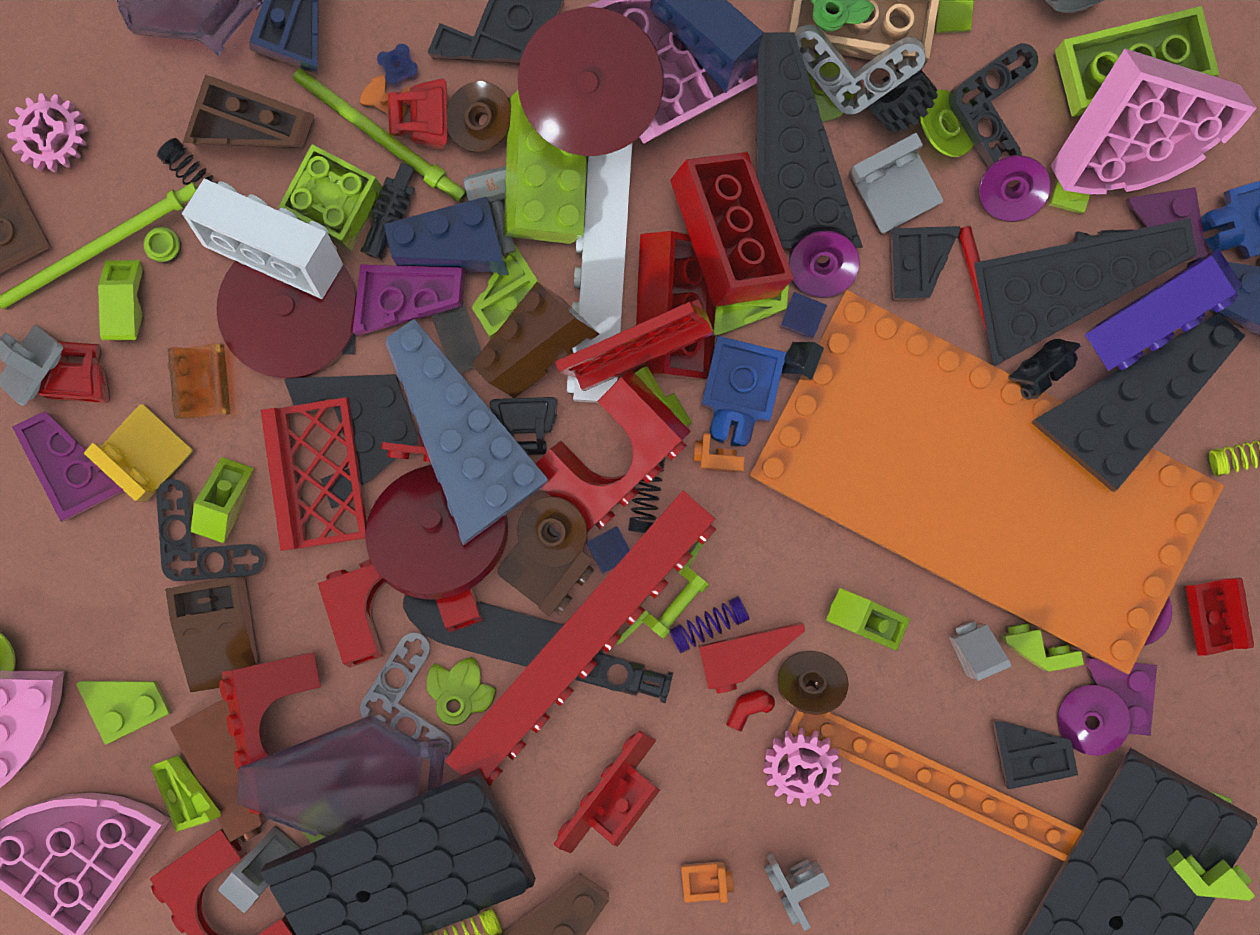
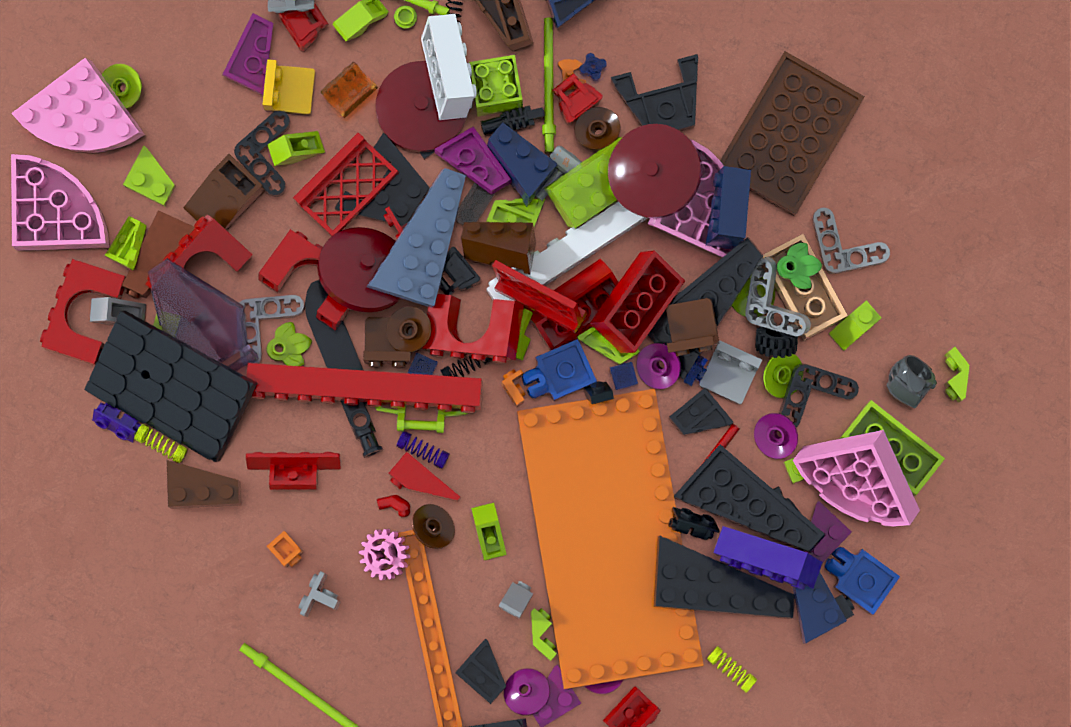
camera: 55 degrees right, 5 degrees down
(813, 186) = (692, 326): none -> reddish brown bracket
(866, 223) = (697, 371): none -> clear blue plate

